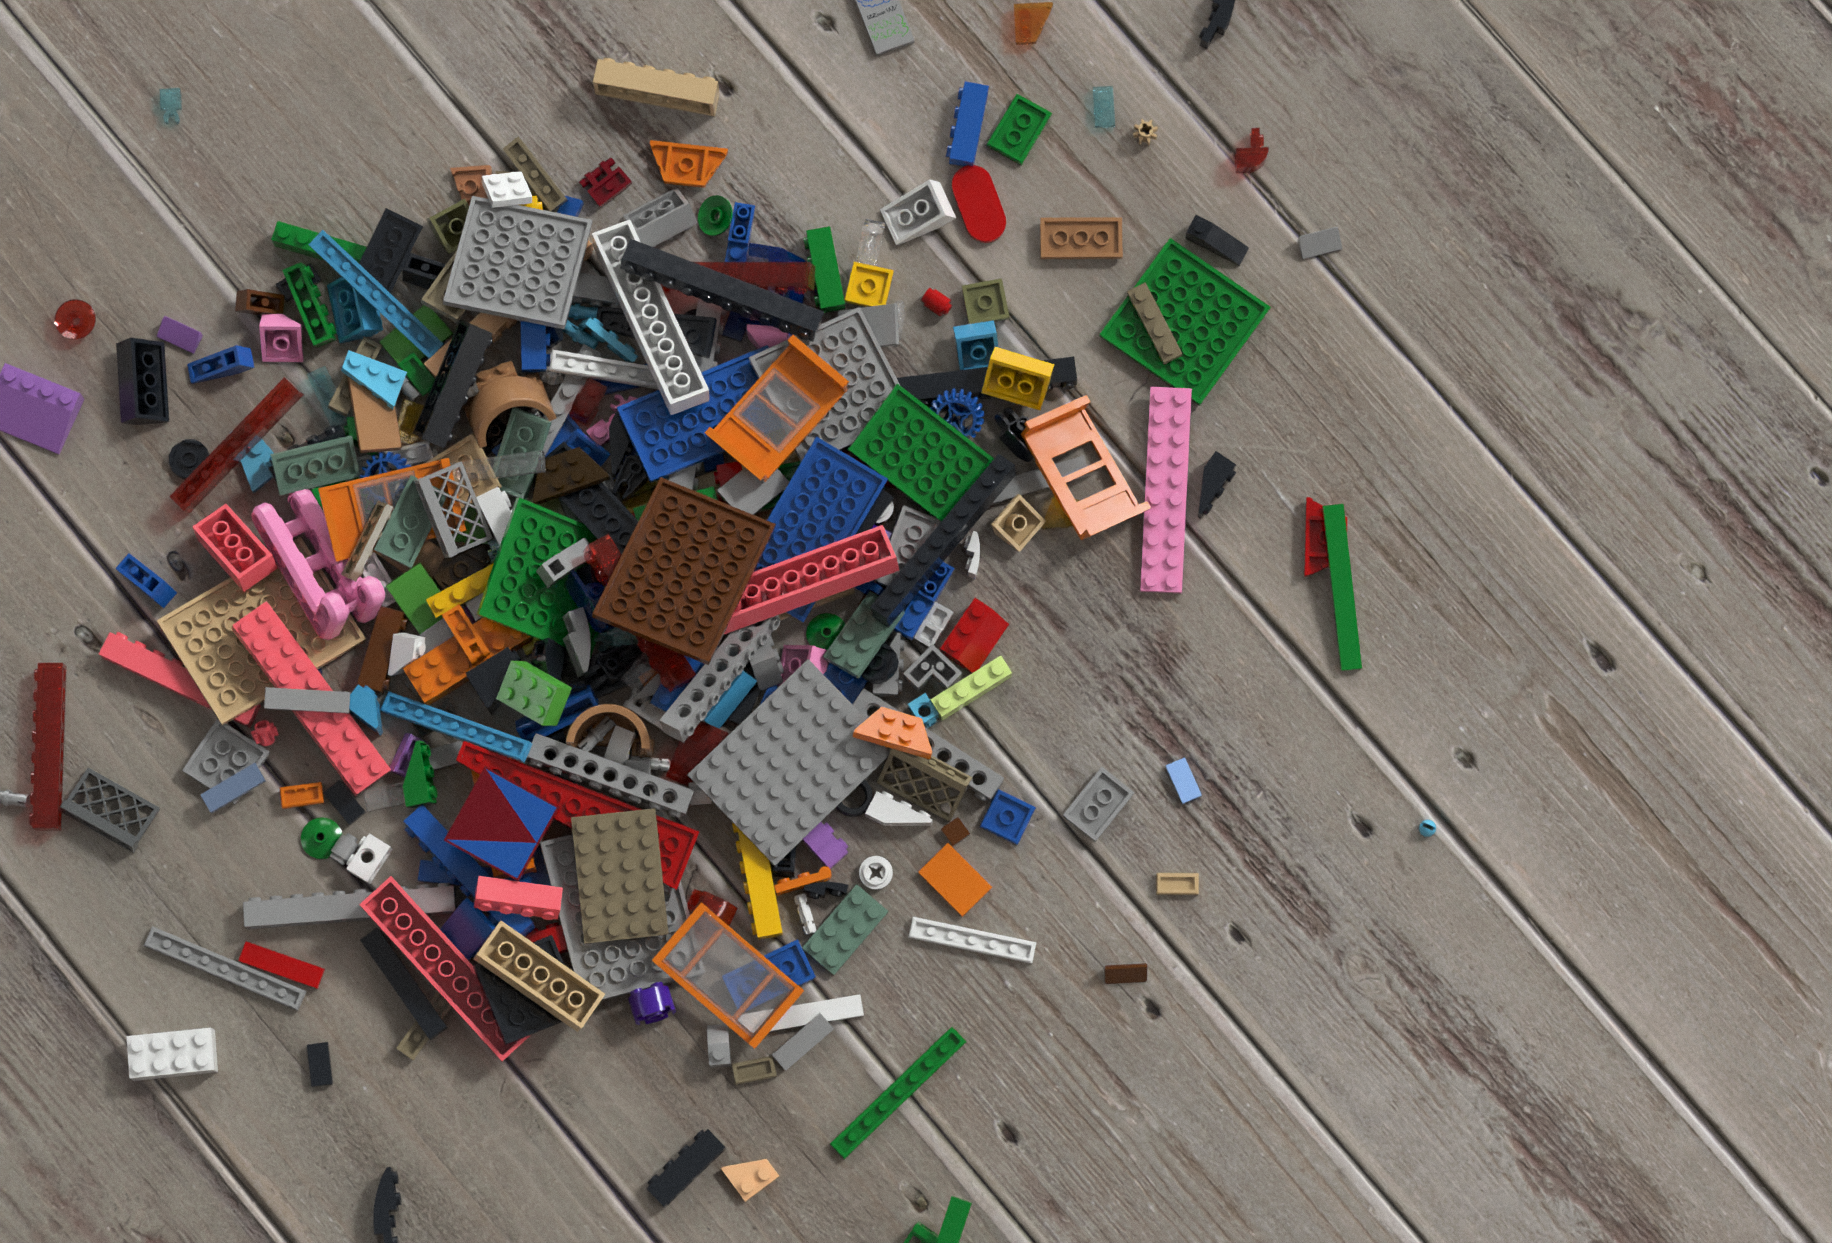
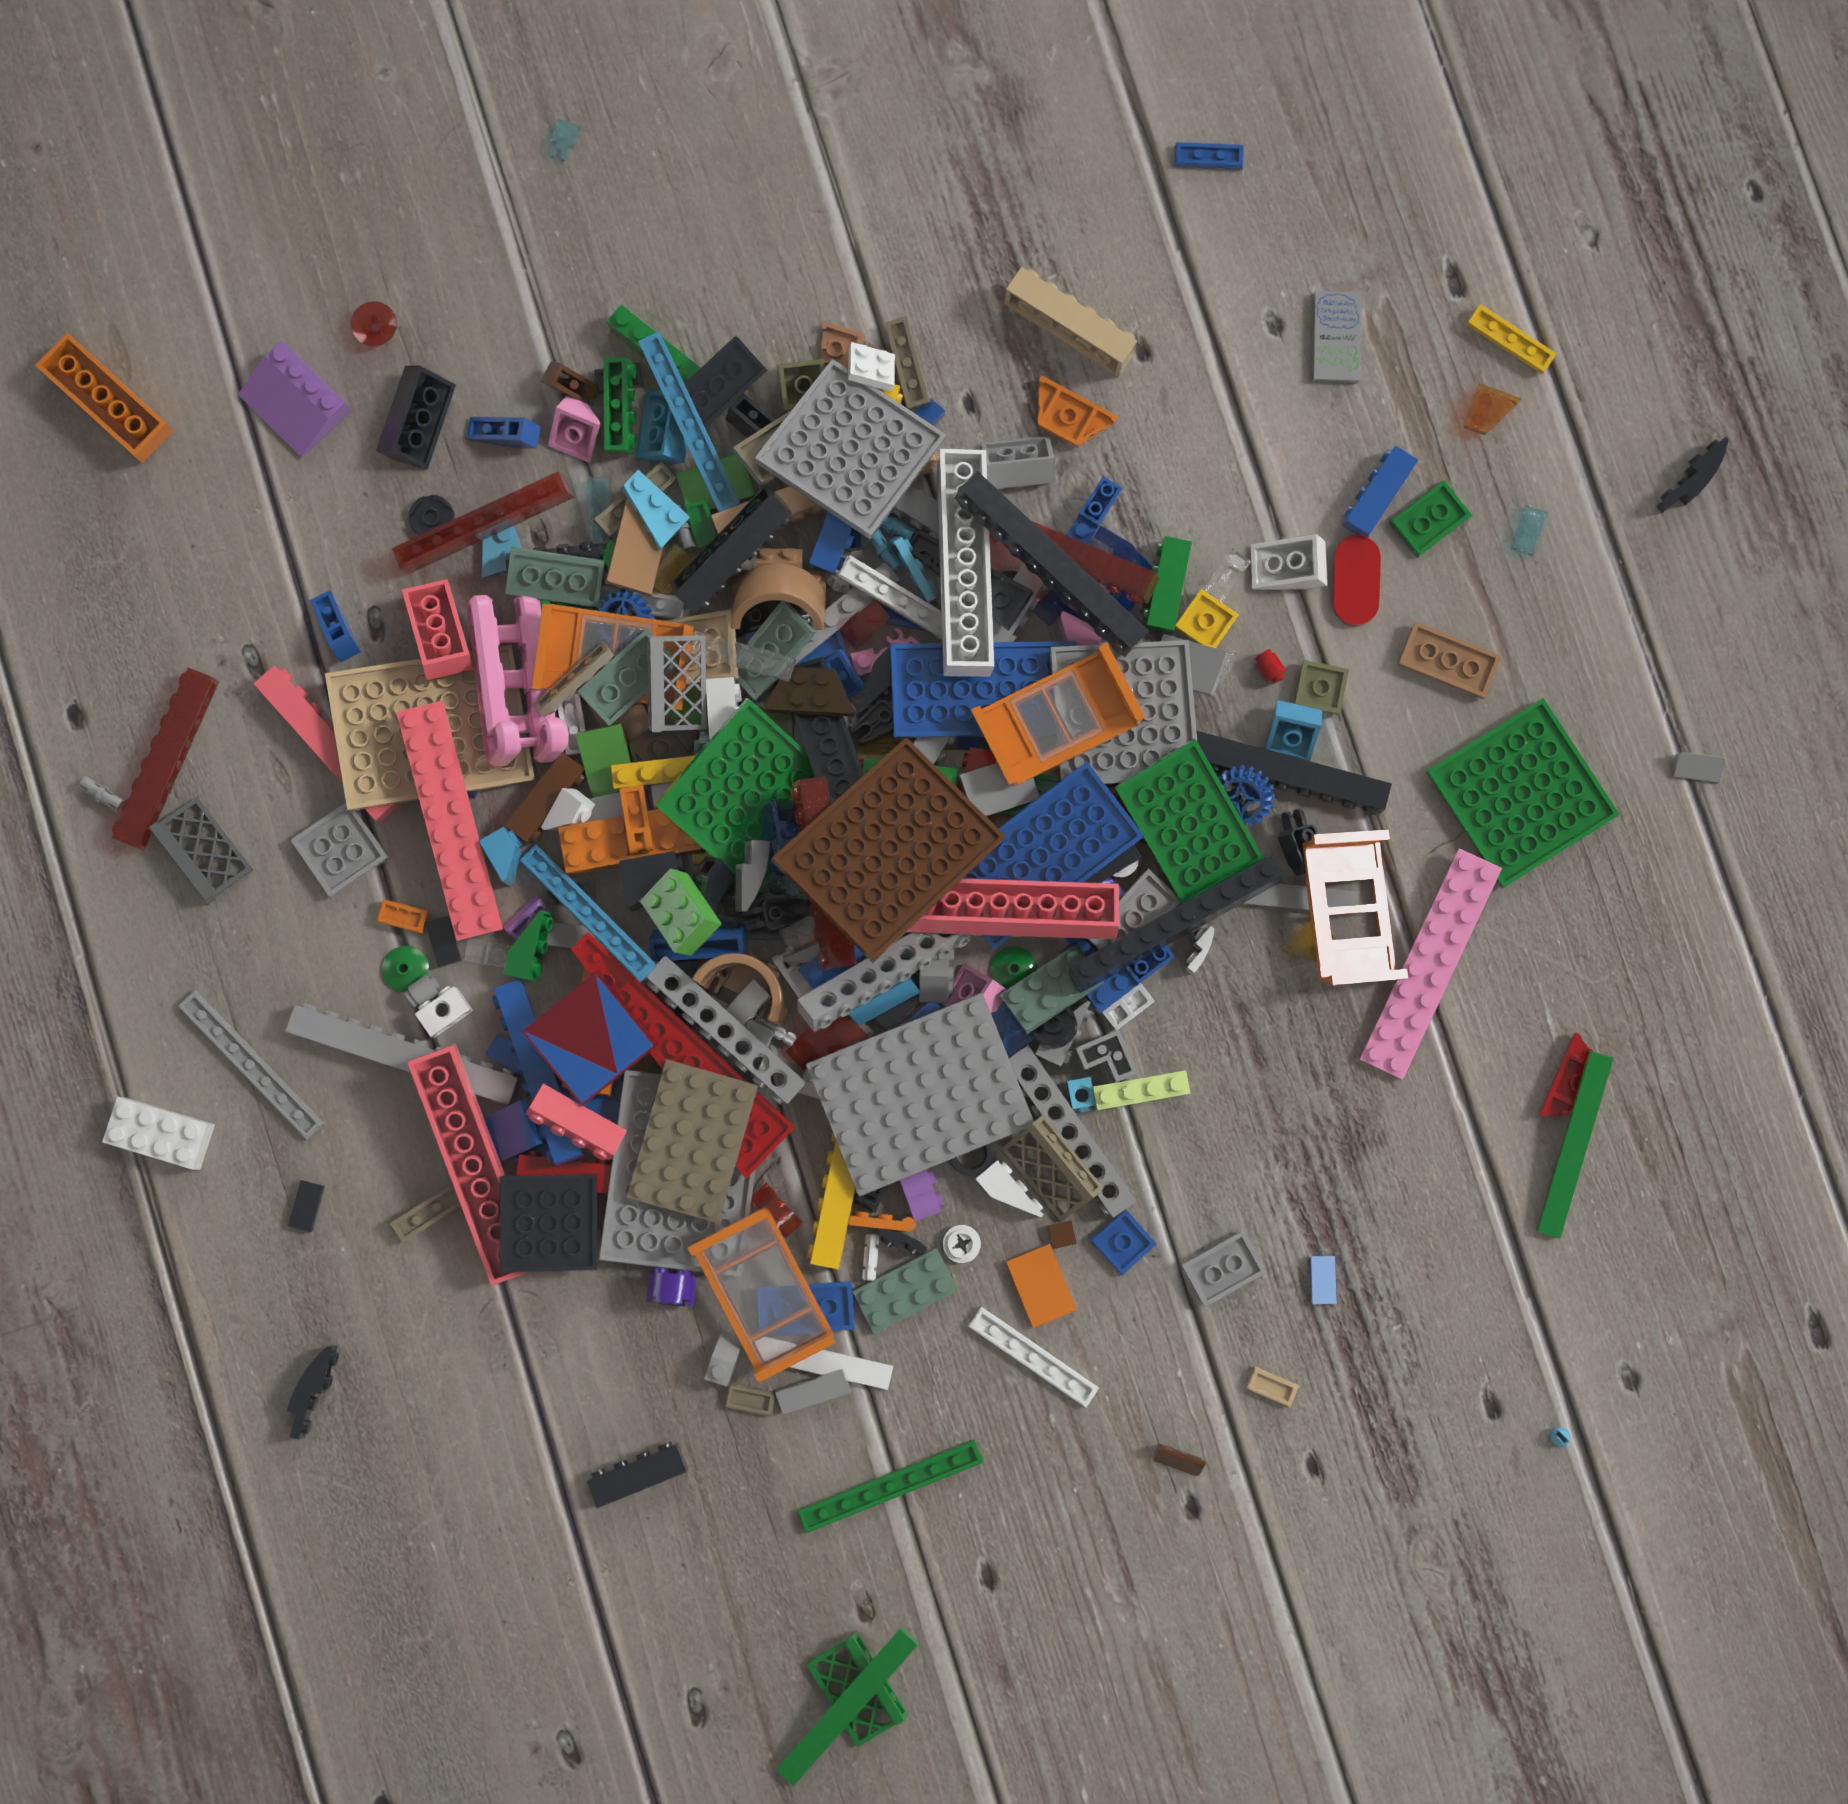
camera: 20 degrees right, 5 degrees up
(179, 334) = (474, 383): medium lavender slope -> none
(233, 788) = (334, 880): sand blue tile -> none
(264, 733) = (390, 835): coral gear -> none
(281, 965) = (310, 1085): red tile -> none
(307, 700) = (442, 823): light grey tile -> none
(403, 983) = (425, 1162): black tile -> none
(539, 976) = (563, 1216): tan brick -> none
(563, 563) = (768, 786): light grey slope -> none
(596, 734) = (729, 981): light grey pin -> none
(609, 186) = (980, 406): dark red plate -> none
(709, 212) = (1071, 476): green dish -> none
(750, 1177) = (701, 1511): light nougat wing -> none
(895, 731) = (1043, 1108): wing -> none
(974, 636) = (1166, 1037): red slope -> none
(1017, 378) = (1323, 783): yellow slope -> none
(1017, 523) = (1260, 936): tan slope -> none
(1141, 135) = (1557, 578): tan gear -> none
(1154, 323) = (1490, 782): dark tan plate -> none
(1215, 475) = (1485, 971): black slope -> none
(1216, 240) = (1590, 719): black slope -> none
(1251, 159) = (1664, 648): clear red brick -> none

